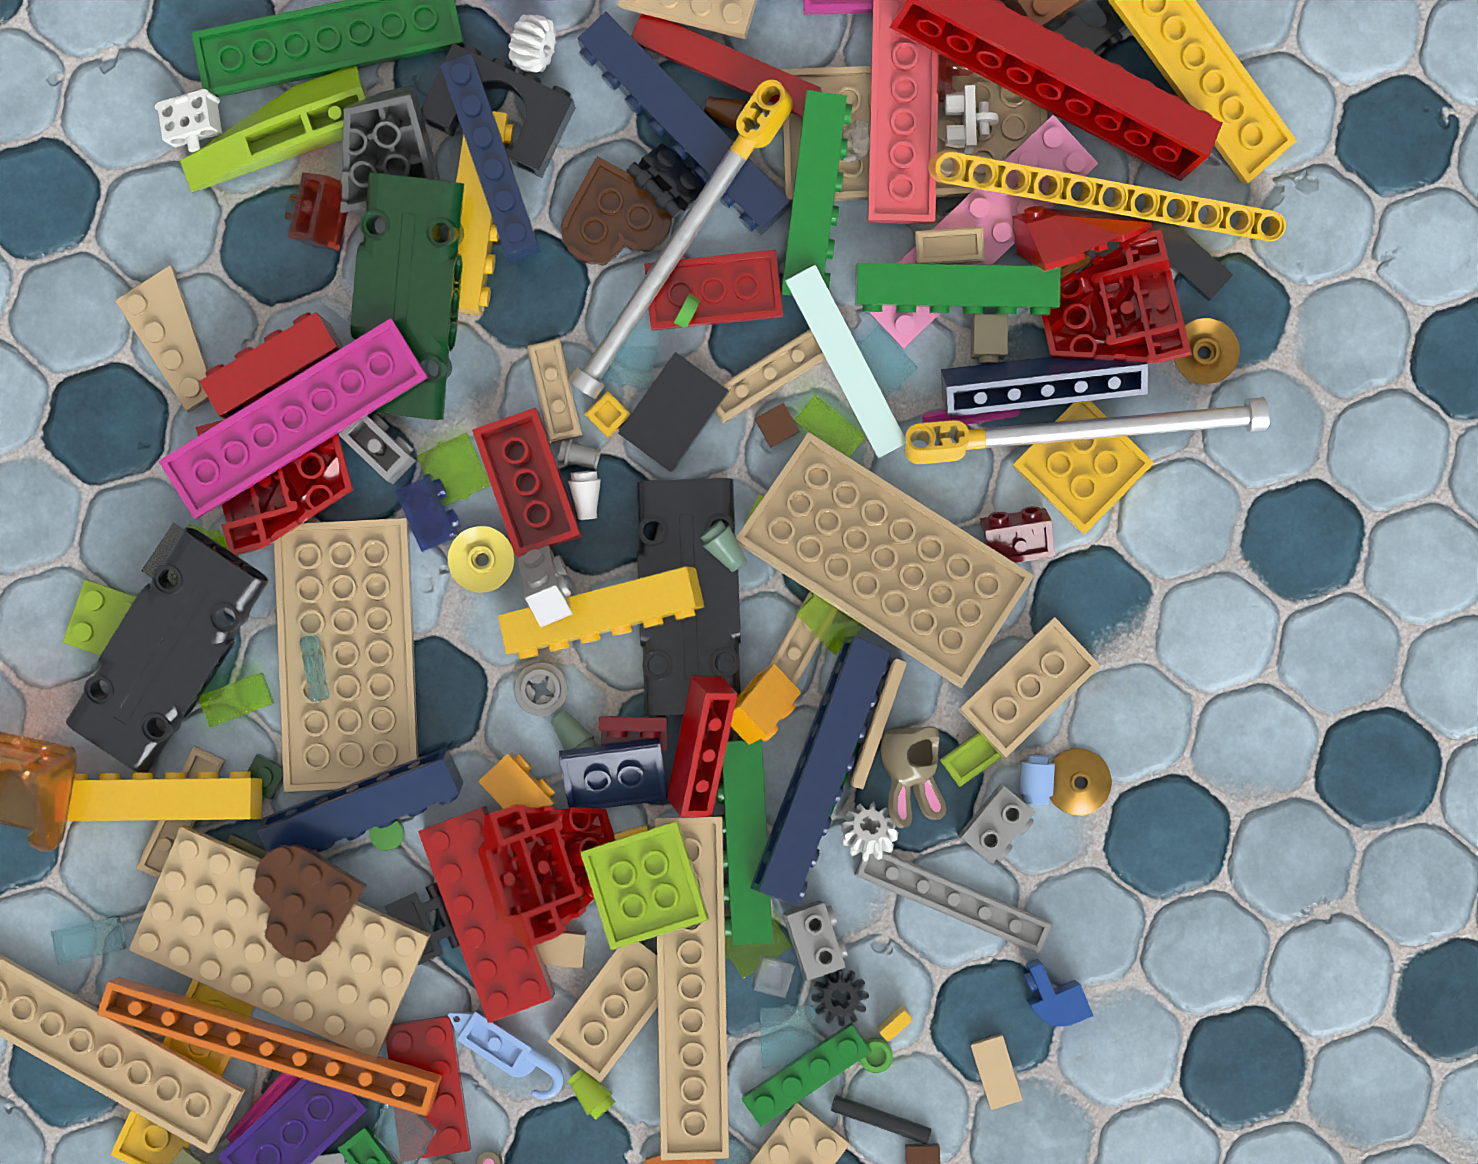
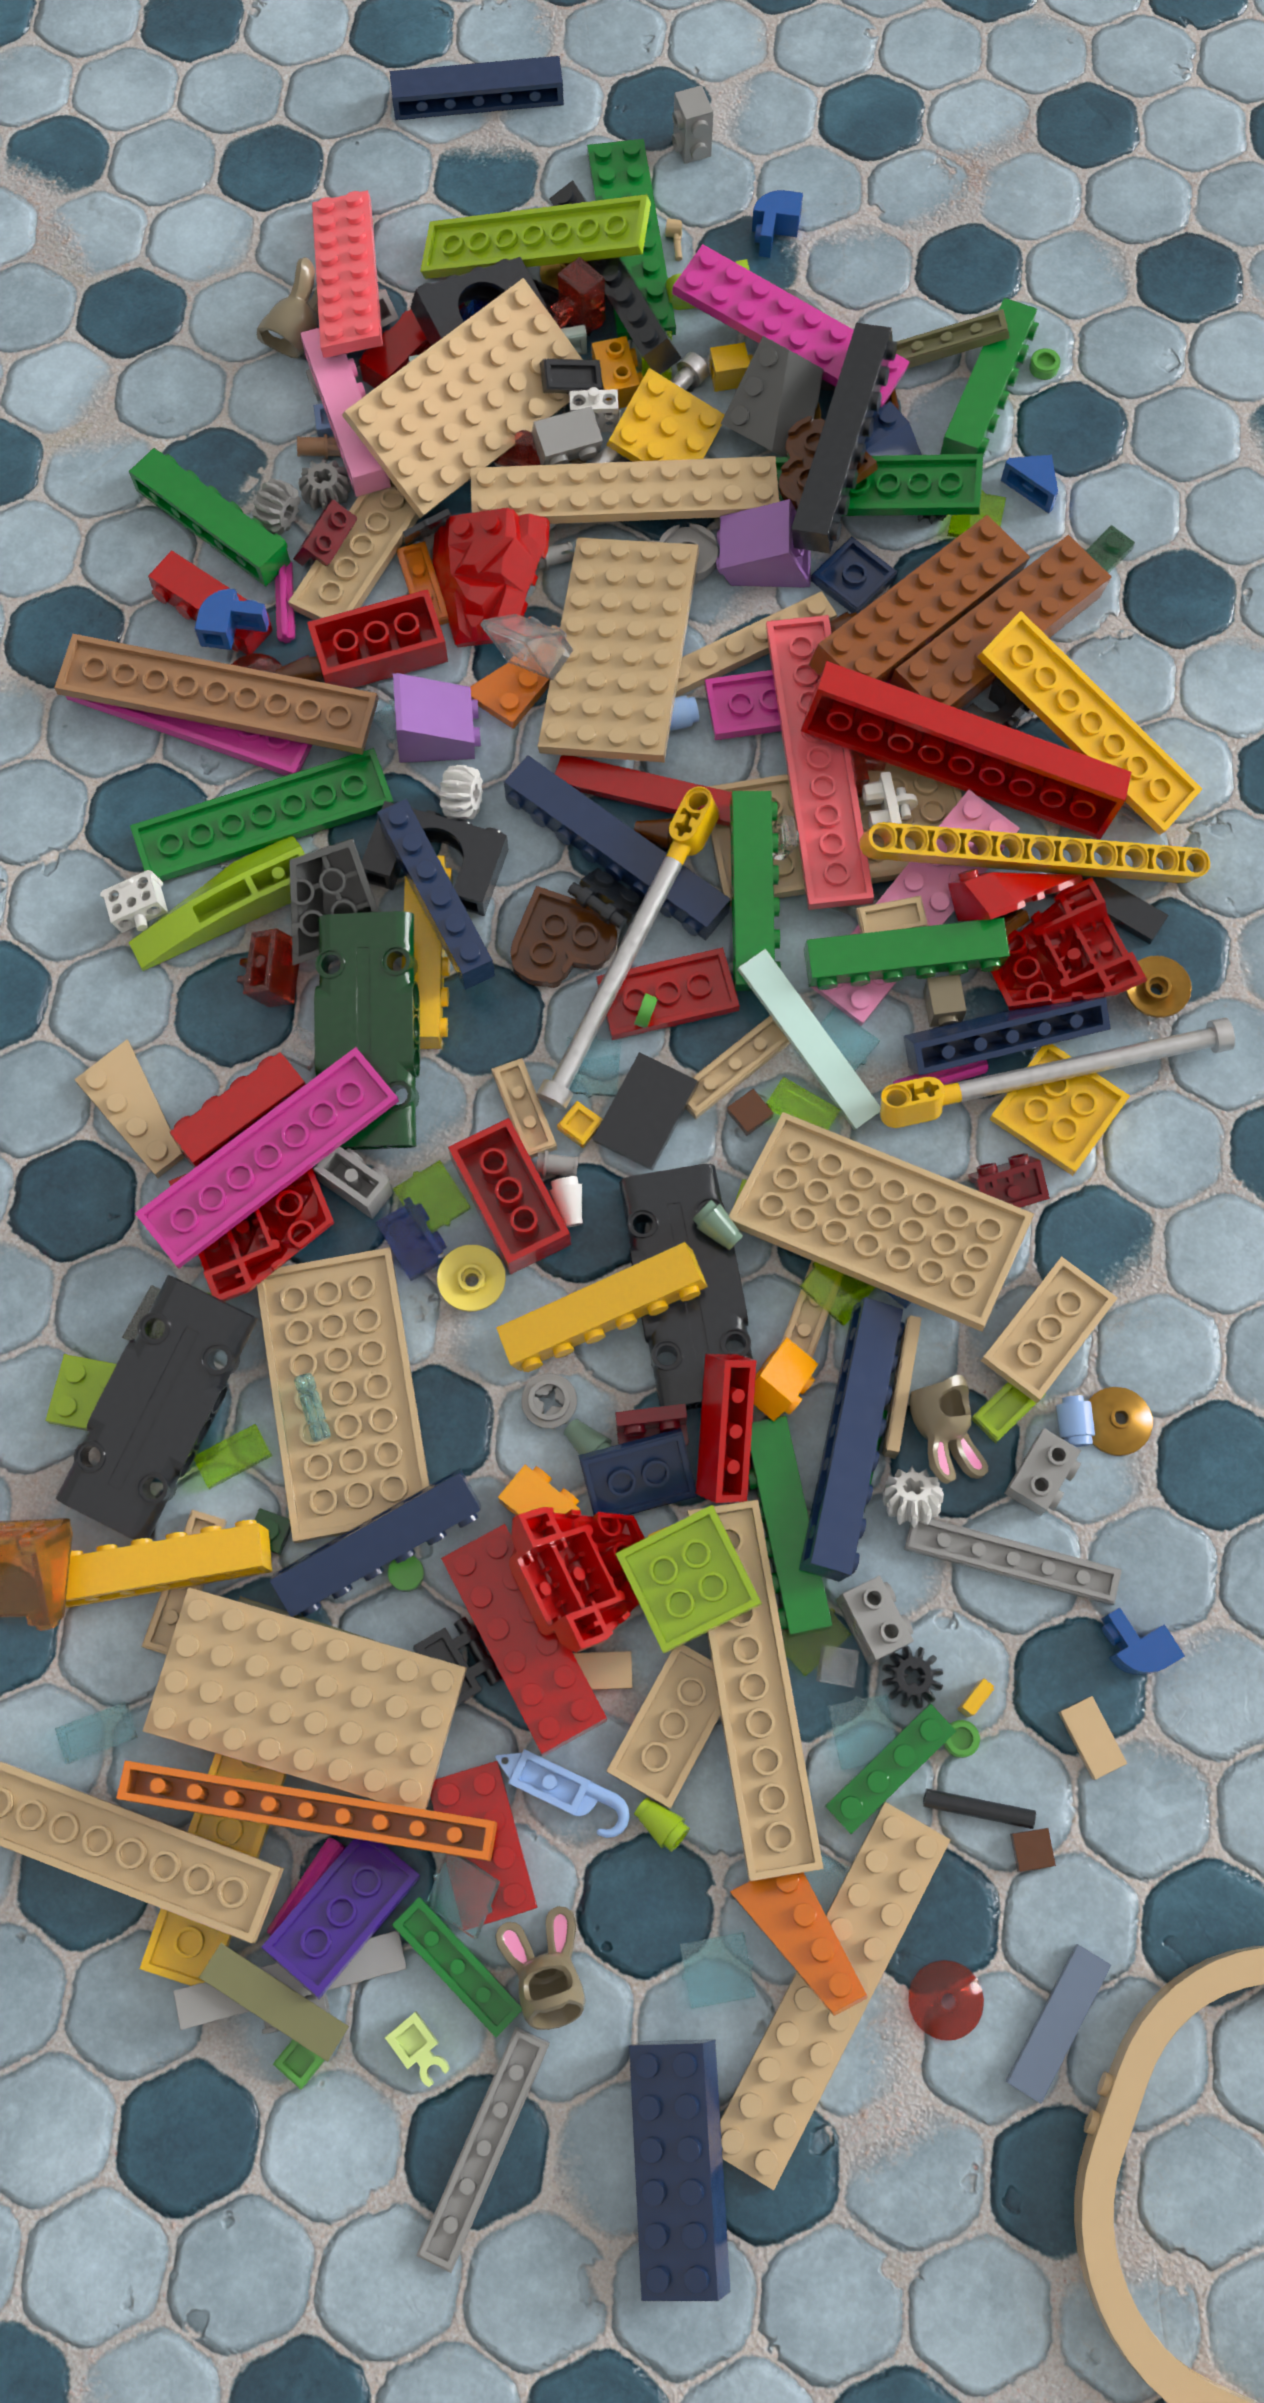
camera: 10 degrees left, 15 degrees down
(306, 900) = (330, 1642): reddish brown plate -> none
(545, 585) = (543, 1283): light grey brick -> none

